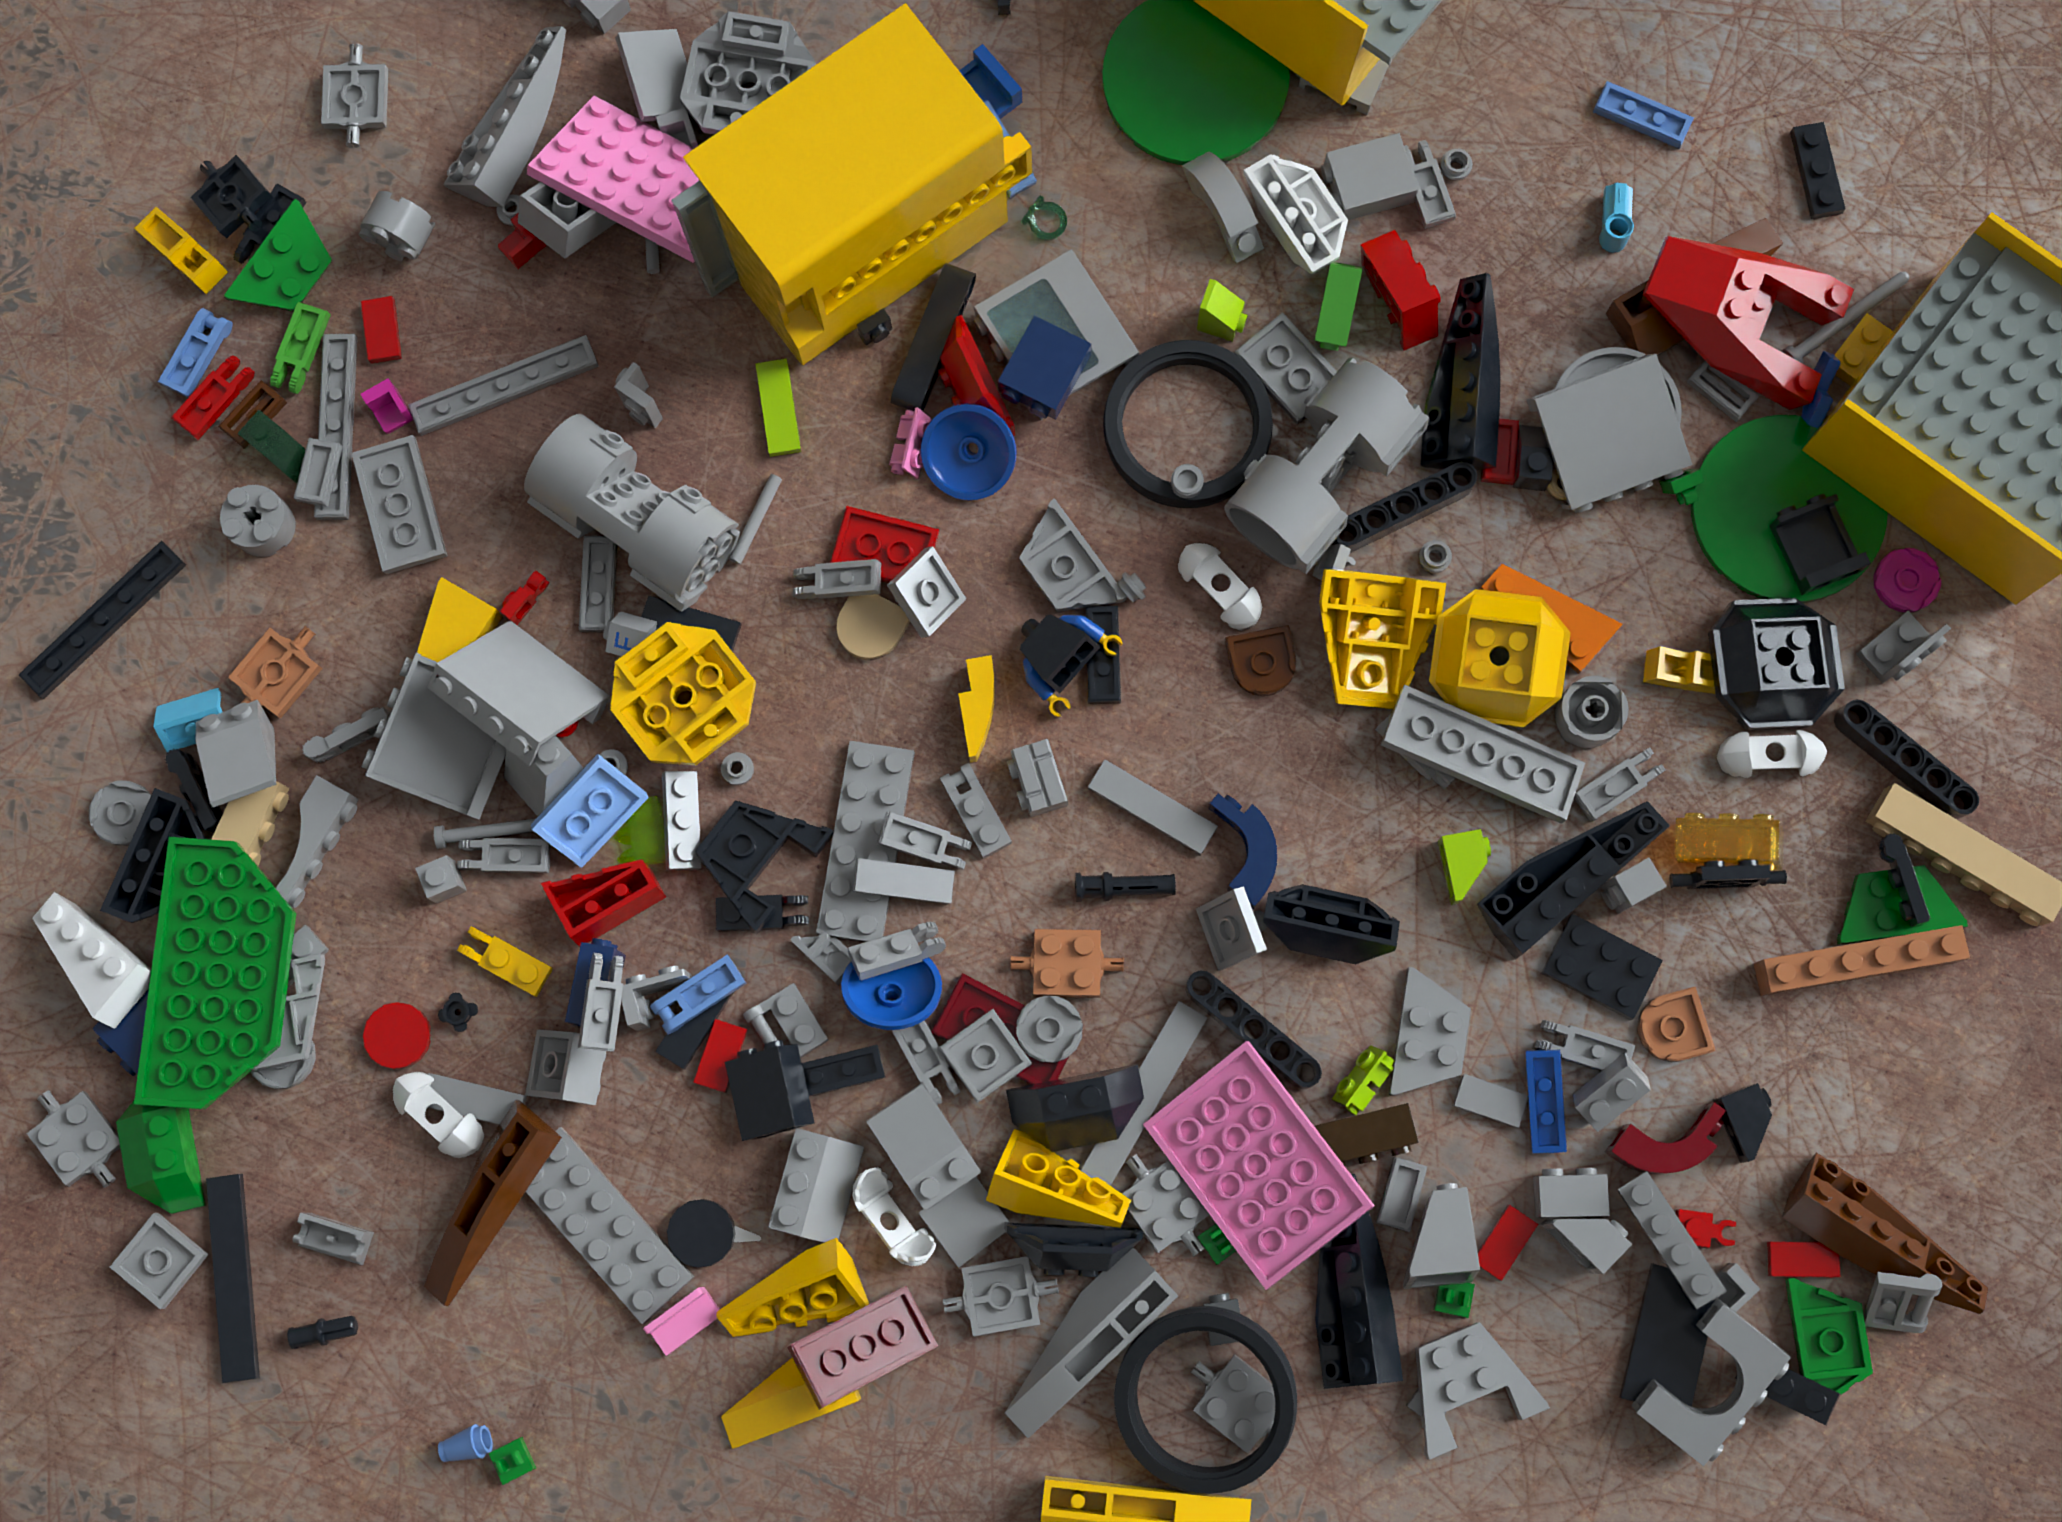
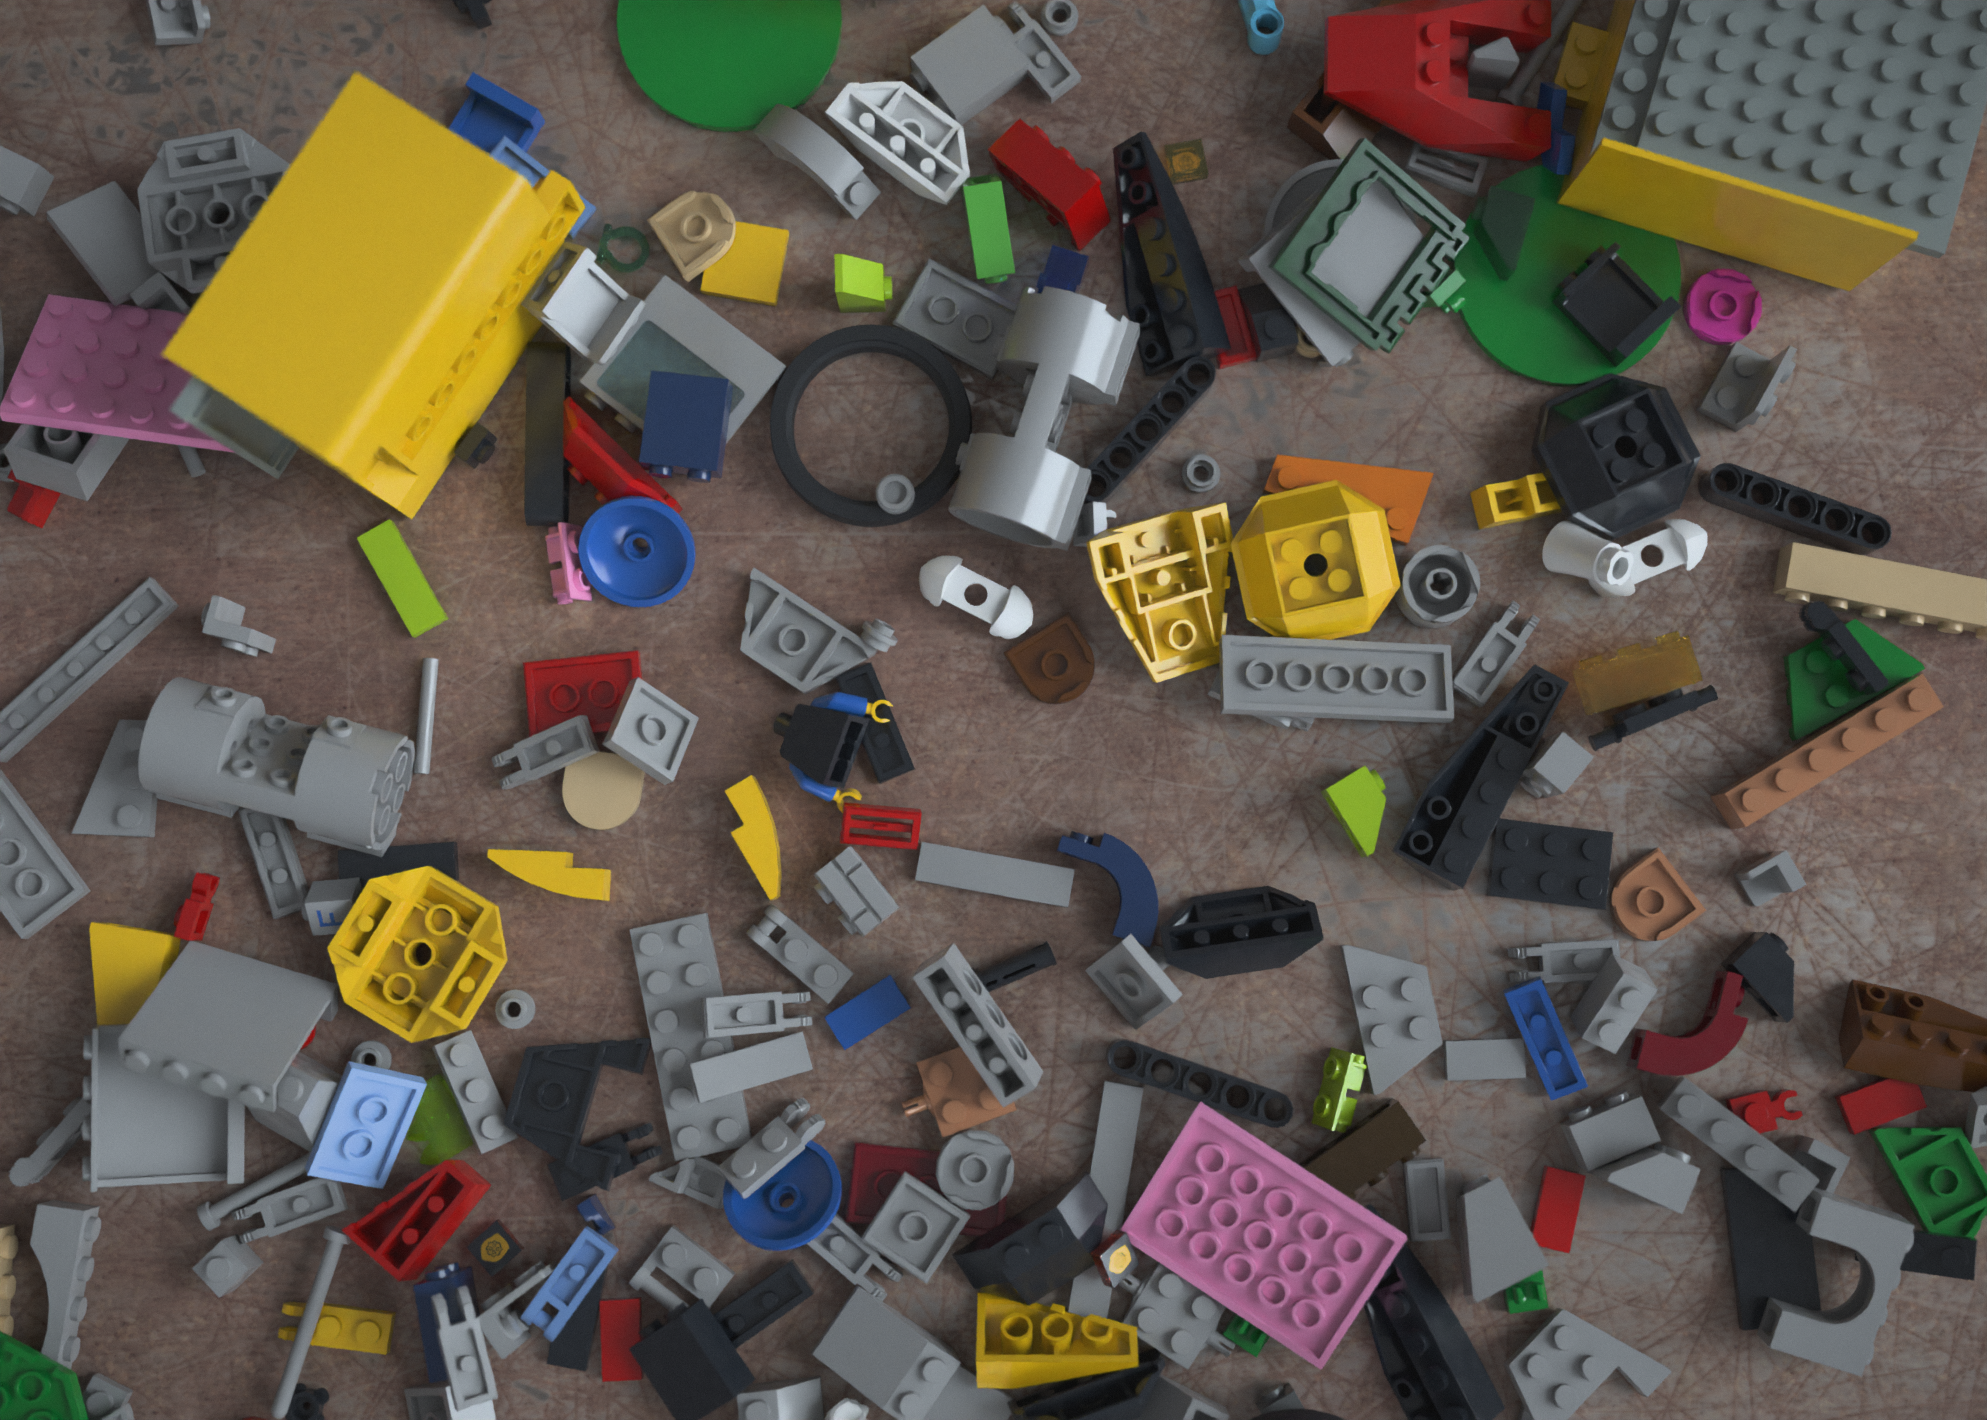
camera: 25 degrees left, 5 degrees up
(487, 944) = (309, 1319): none -> light grey bar
(499, 492) = (117, 799): none -> light grey wing
(650, 947) = (495, 1247): none -> black tile
(737, 946) = (593, 1210): none -> dark blue tile
(809, 674) = (554, 872): none -> yellow slope
(1000, 246) = (583, 304): none -> light grey panel
(1011, 876) = (867, 1012): none -> blue tile
(1096, 912) = (978, 1025): none -> light grey brick
(1102, 746) = (880, 811): none -> red tile
(1107, 225) = (695, 231): none -> tan tile
(1134, 1141) = (1115, 1258): none -> tile
(1137, 263) = (750, 267): none -> yellow tile
(1387, 357) = (1063, 270): none -> clear blue brick
(1515, 311) = (1186, 161): none -> clear yellow tile
(1609, 389) = (1326, 217): none -> dark green hinge
(1719, 729) = (1585, 555): none -> white plant
(1749, 450) = (1502, 227): none -> clear green slope
(1777, 1044) = (1769, 877): none -> light grey panel
(1787, 322) = (1492, 65): none -> light grey slope

